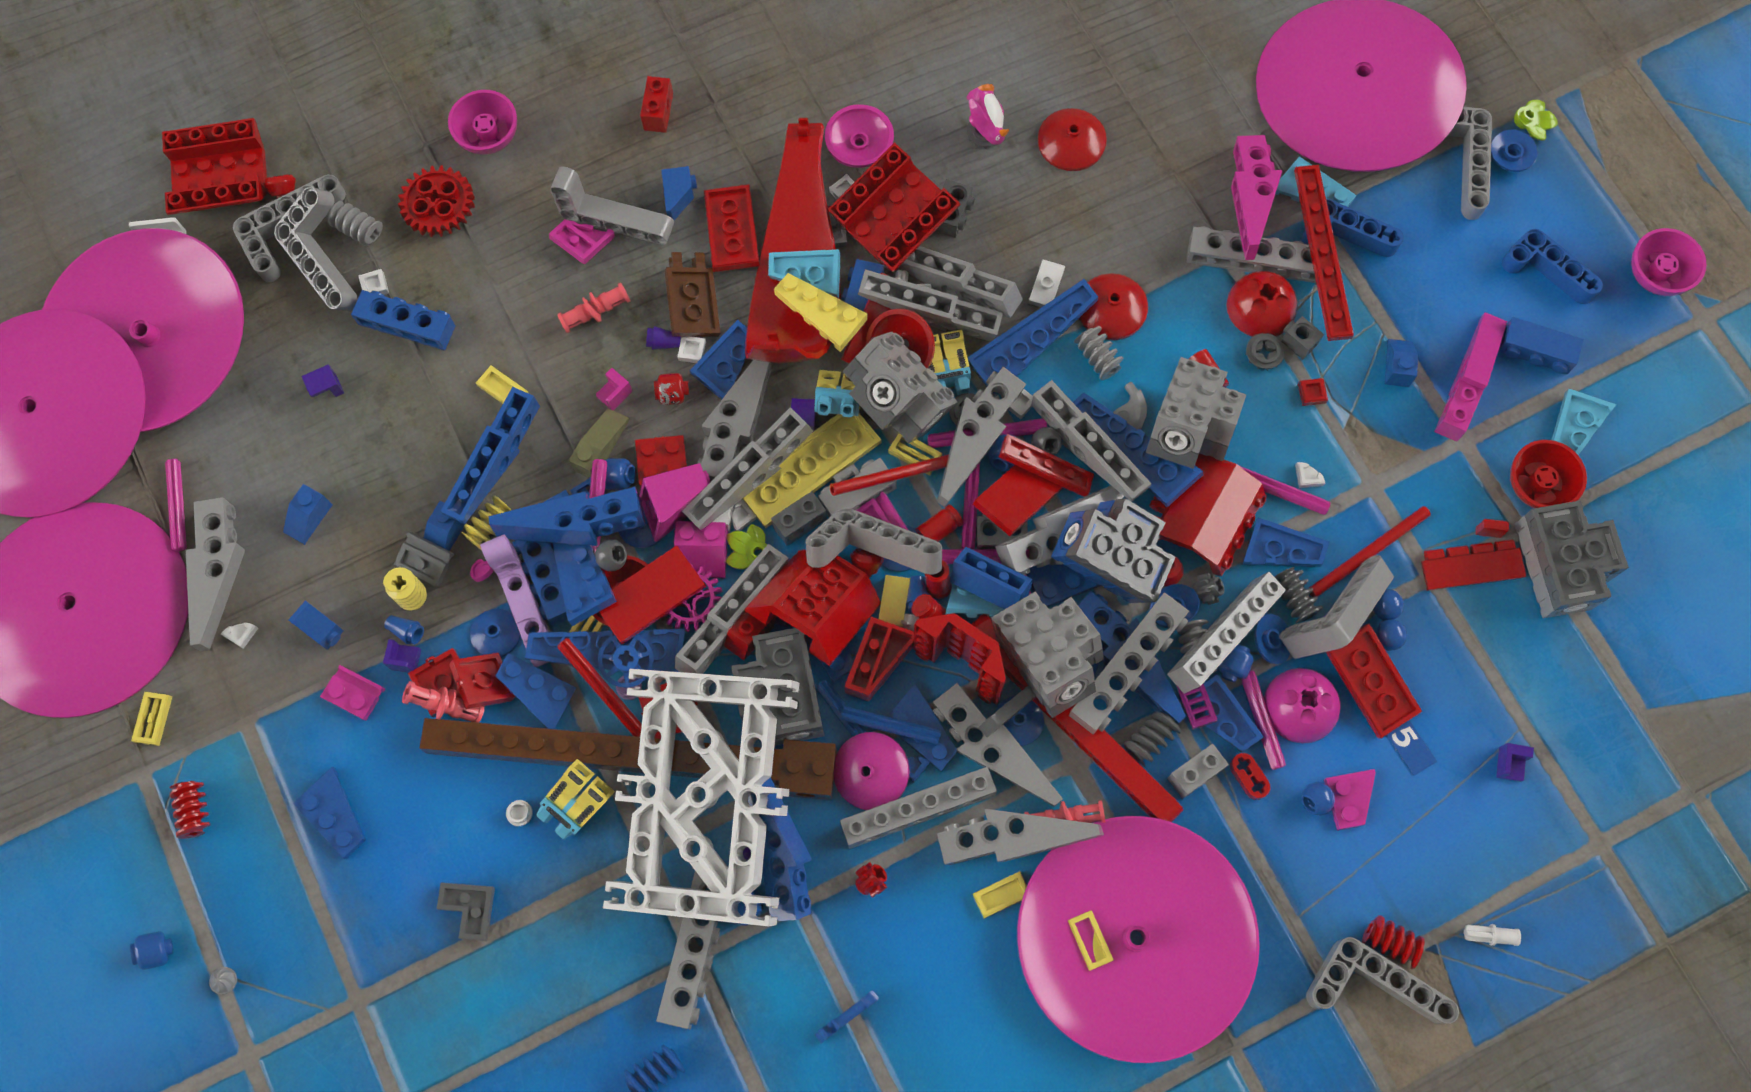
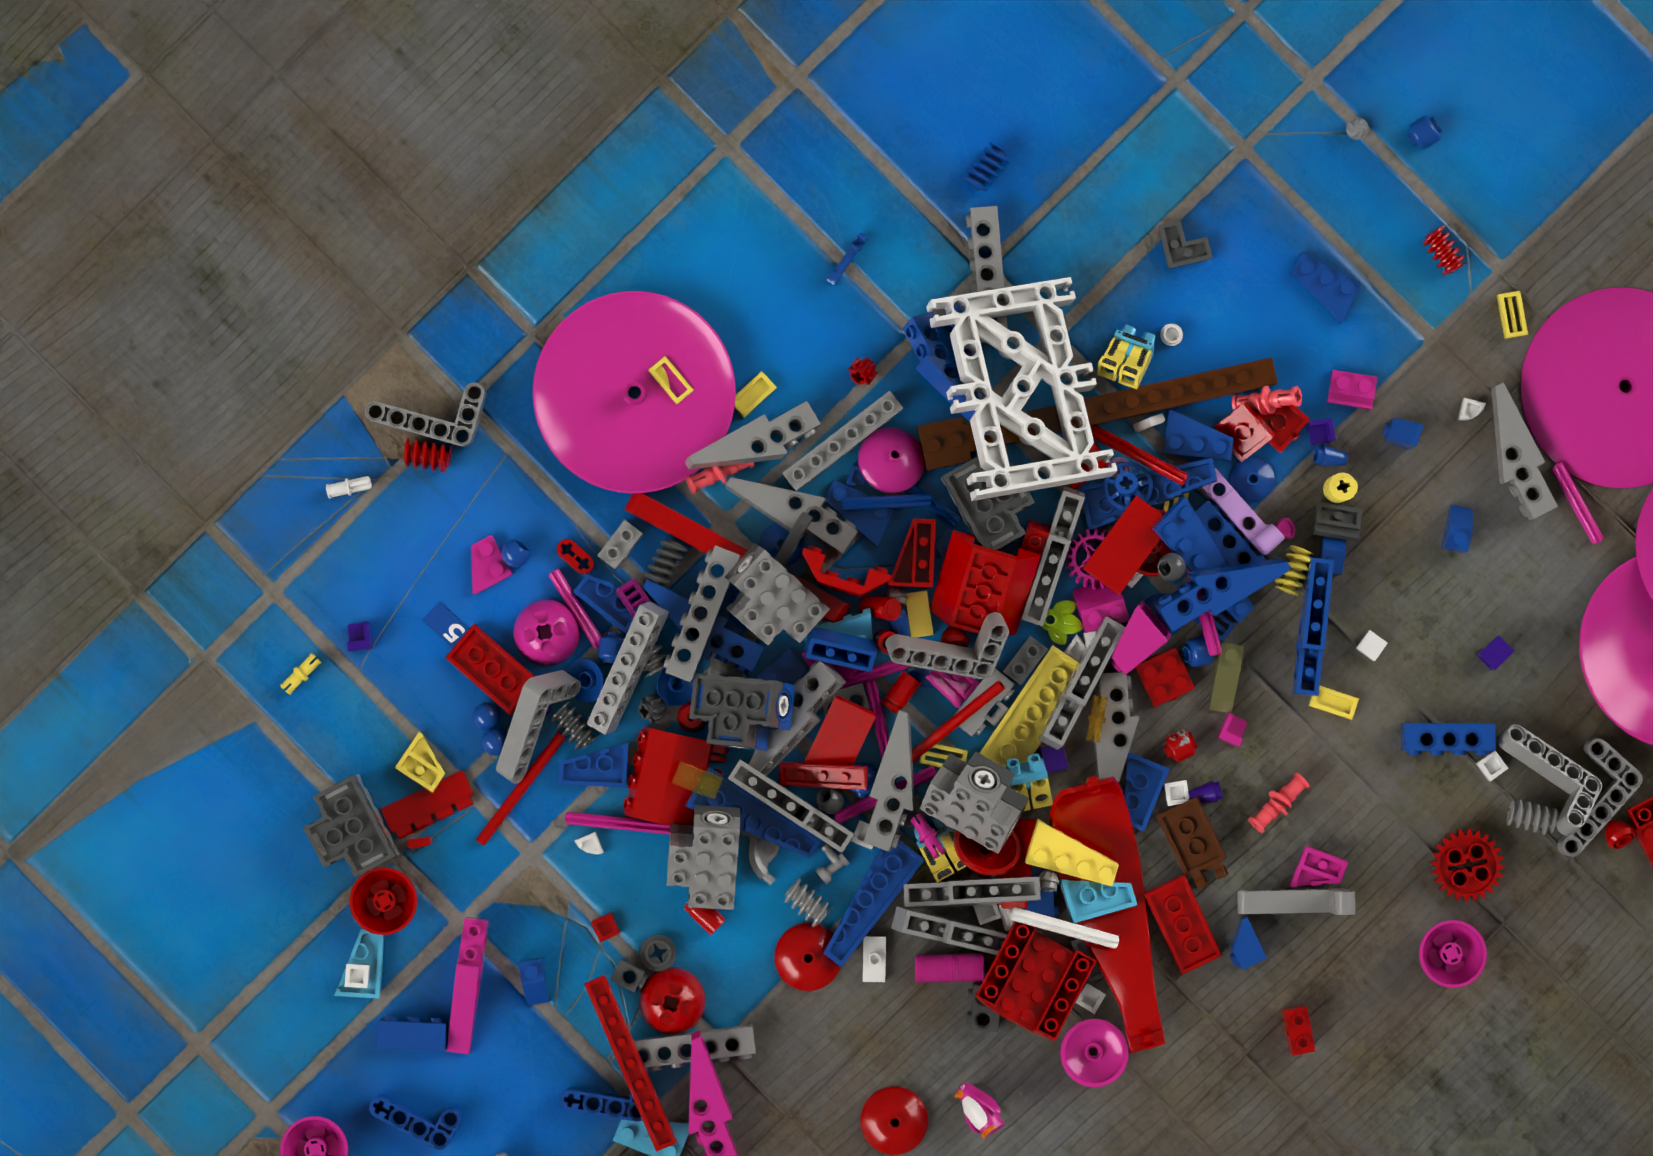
camera: 155 degrees right, 15 degrees up
(442, 430) = (1371, 645): none -> white tile
(579, 724) = (1149, 422): none -> white tile
(745, 432) = (1096, 718): none -> clear yellow pin
(849, 247) = (1064, 927): none -> white axle
(849, 294) = (1048, 881): none -> light grey plate
(957, 372) = (928, 835): none -> dark pink pin
(982, 252) = (945, 967): none -> dark pink piece
(1073, 375) = (837, 862): none -> light grey piece
(1183, 492) = (697, 780): none -> clear yellow plate
(1473, 606) = (421, 764): none -> light yellow wing
(1588, 414) = (357, 975): none -> white tile
(1588, 743) = (300, 673): none -> light yellow pin

